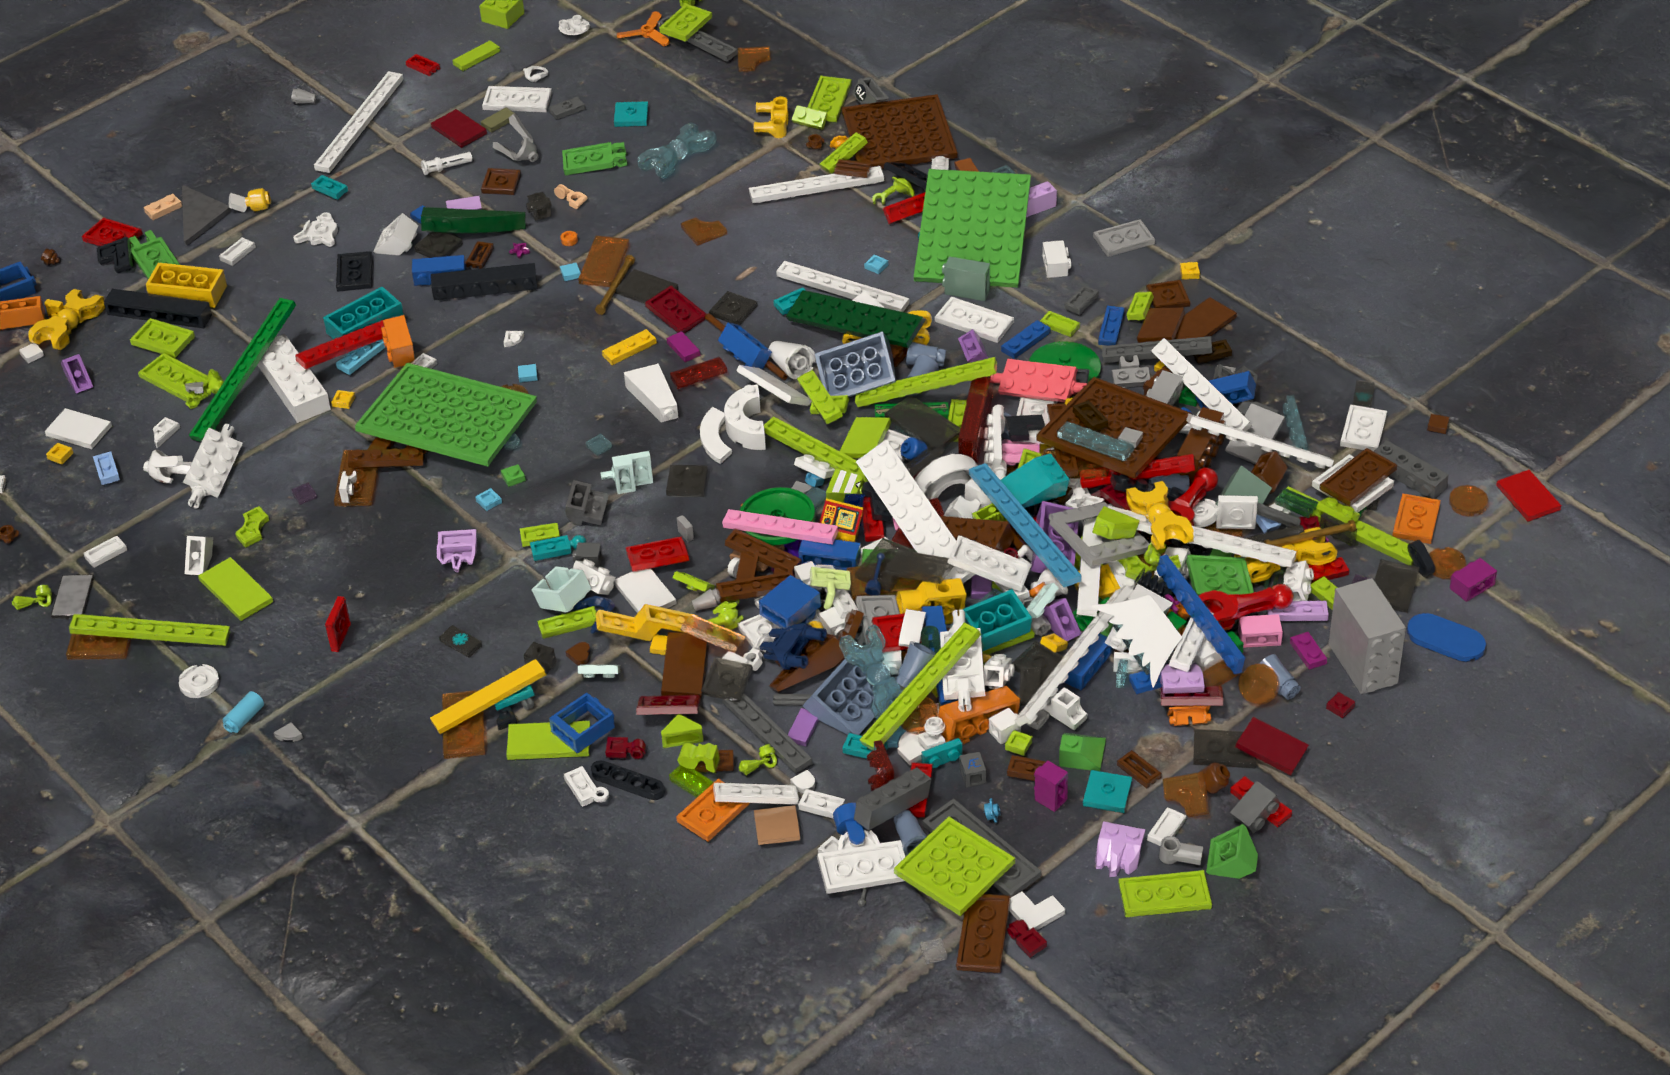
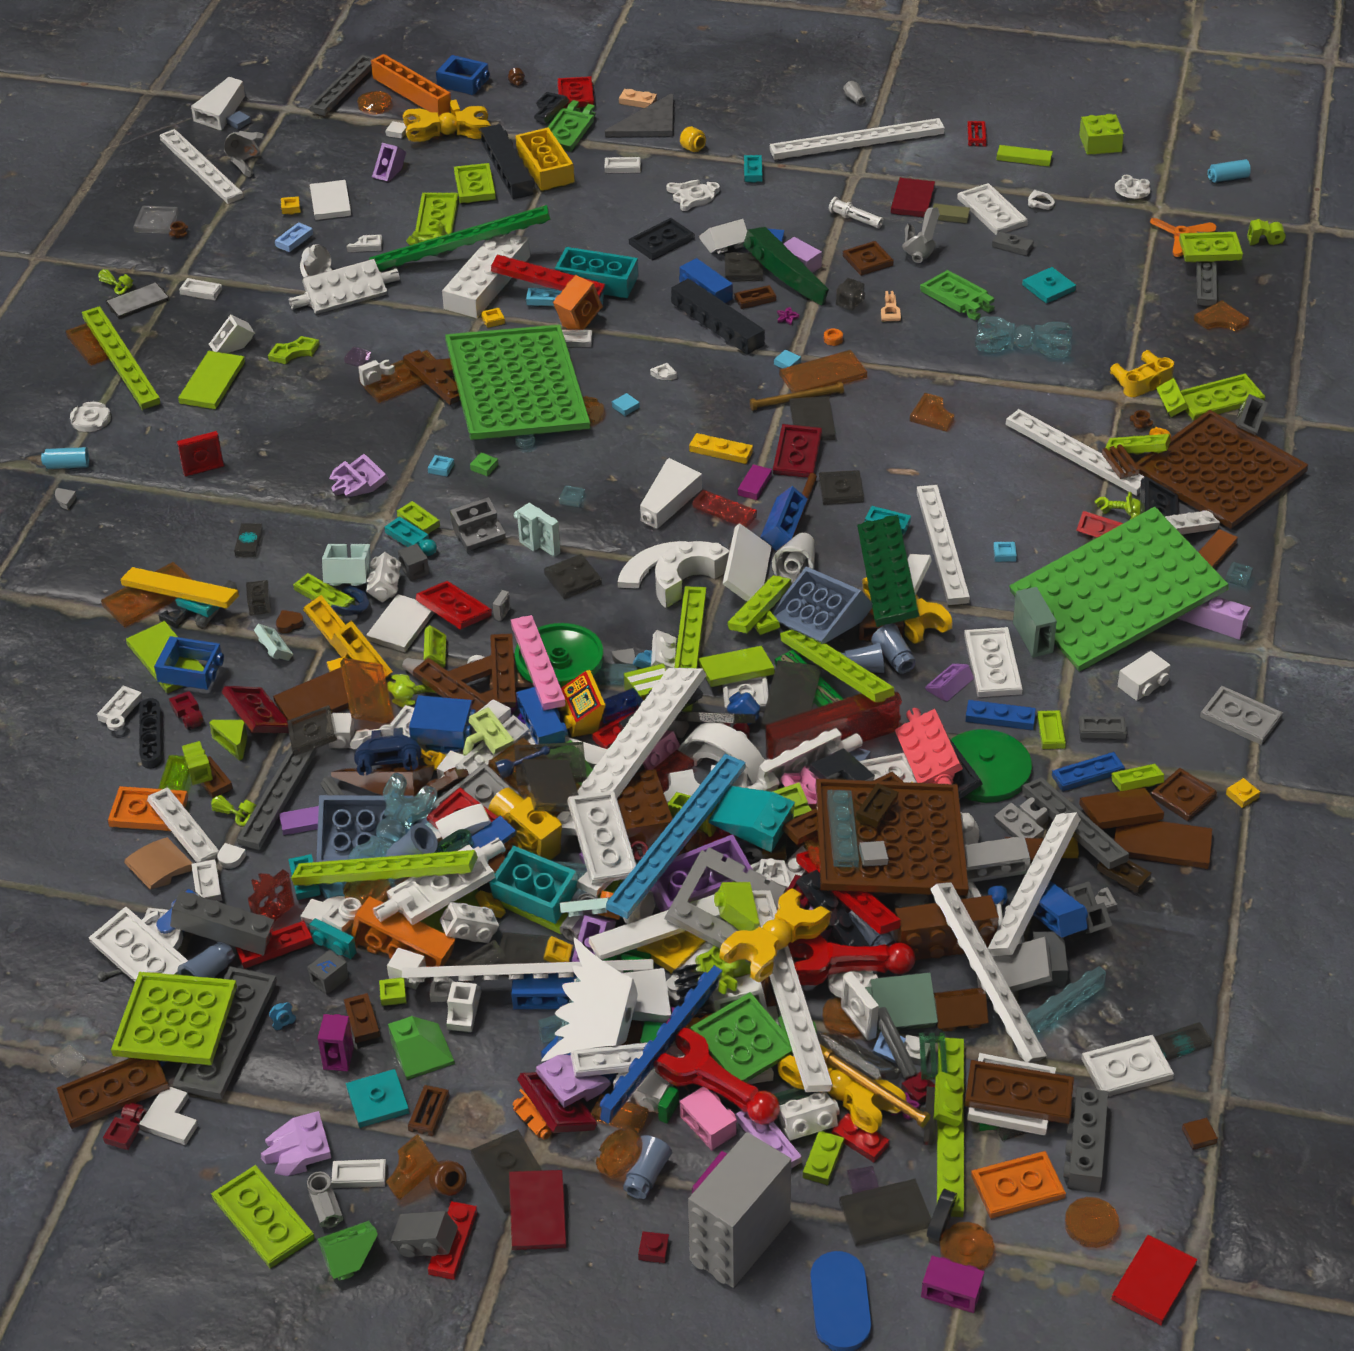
camera: 55 degrees right, 0 degrees up
(197, 387) = (425, 229): light grey tile -> none
(237, 202) = (677, 129): white tile -> none

